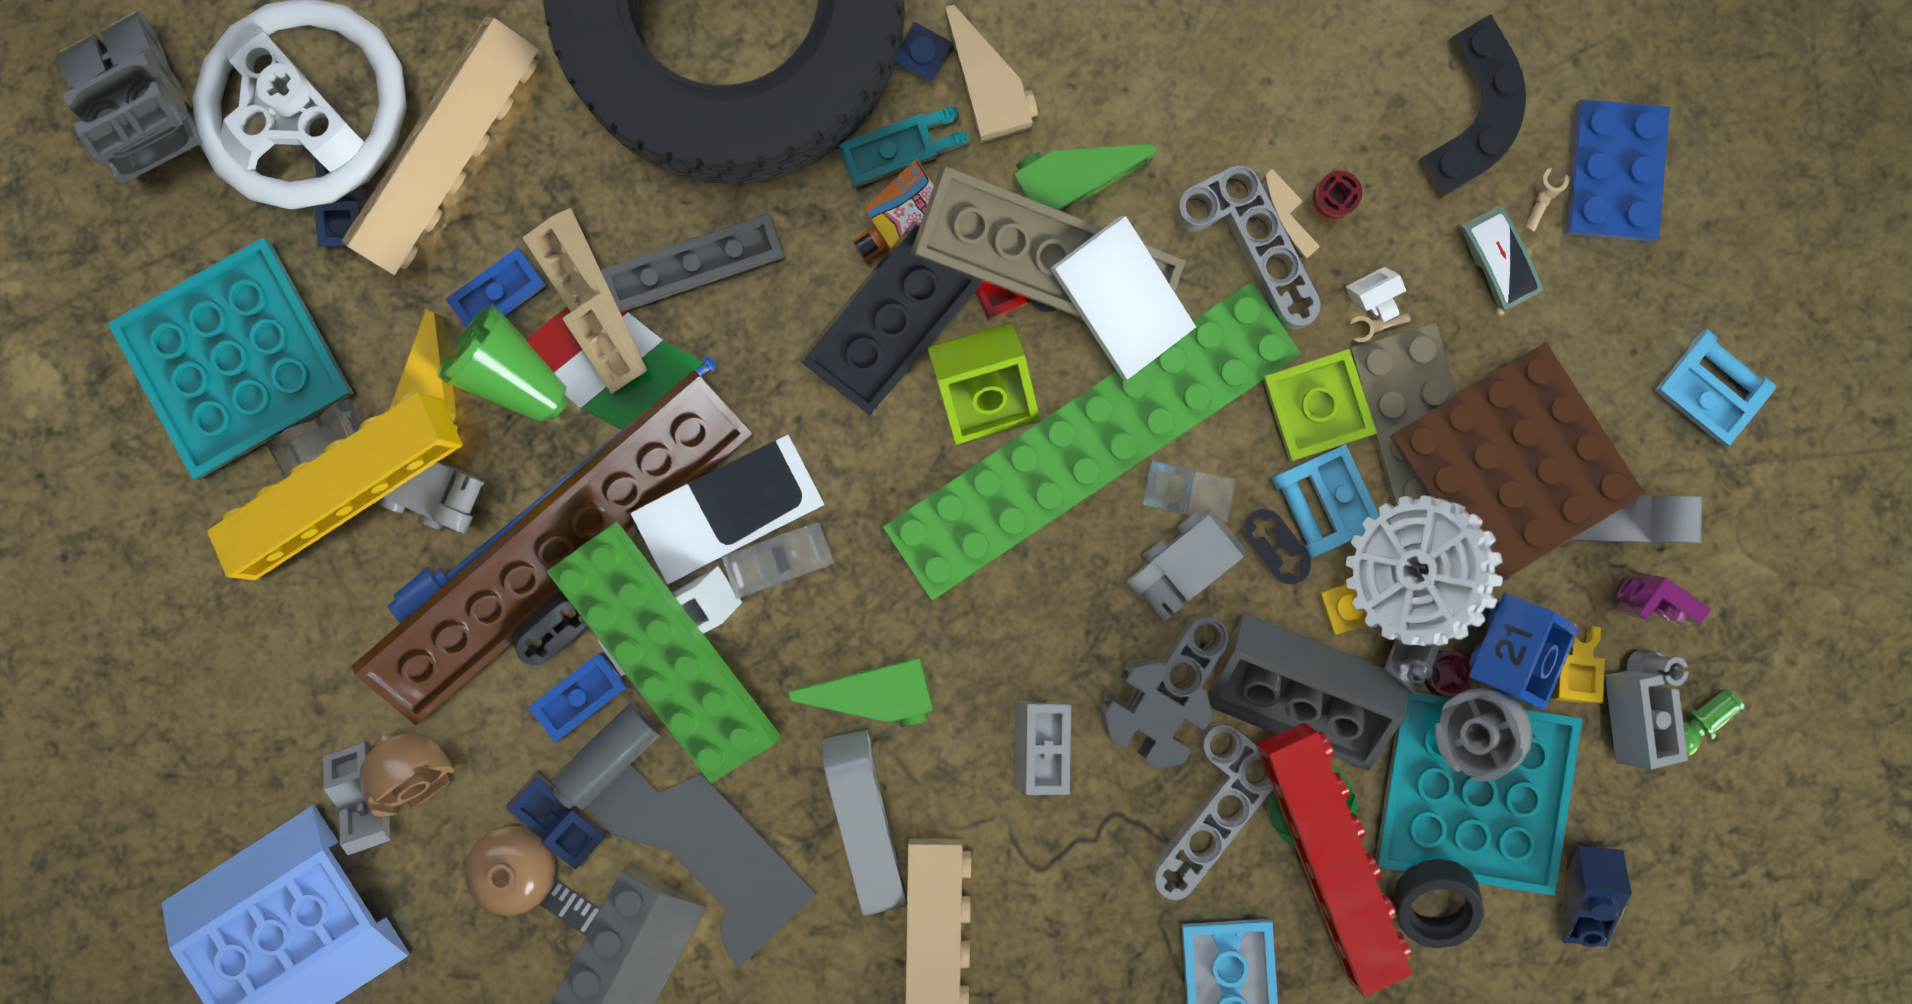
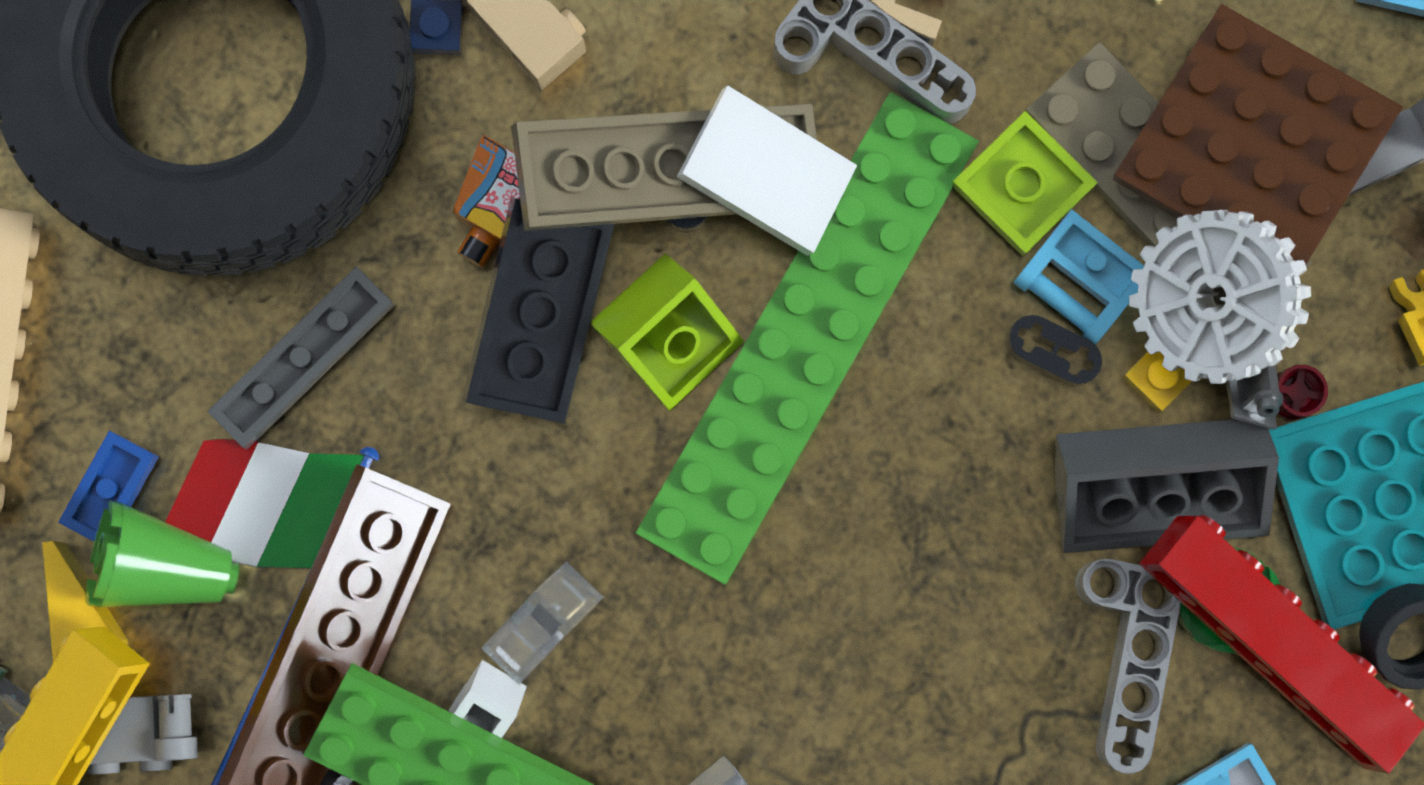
camera: 30 degrees left, 5 degrees down
(593, 311) = (222, 459): tan slope -> none
(727, 509) = (462, 596): sticker -> none
(880, 693) = (719, 710): bright green slope -> none
(898, 145) = (456, 131): teal hinge -> none
(997, 300) = (638, 239): red tile -> none
(1042, 748) = (918, 681): light grey hinge -> none
(1073, 175) = (655, 71): bright green slope -> none
(1160, 706) = (1018, 572): dark grey connector -> none
(1186, 491) = (935, 339): clear slope -> none
(1186, 564) = (971, 413): light grey hinge -> none
(1376, 293) = (1024, 40): white tile -> none
(1377, 325) = (1042, 73): tan hand -> none
(1483, 733) = (1368, 433): light grey cylinder -> none
(1523, 650) = (1363, 328): blue brick -> none

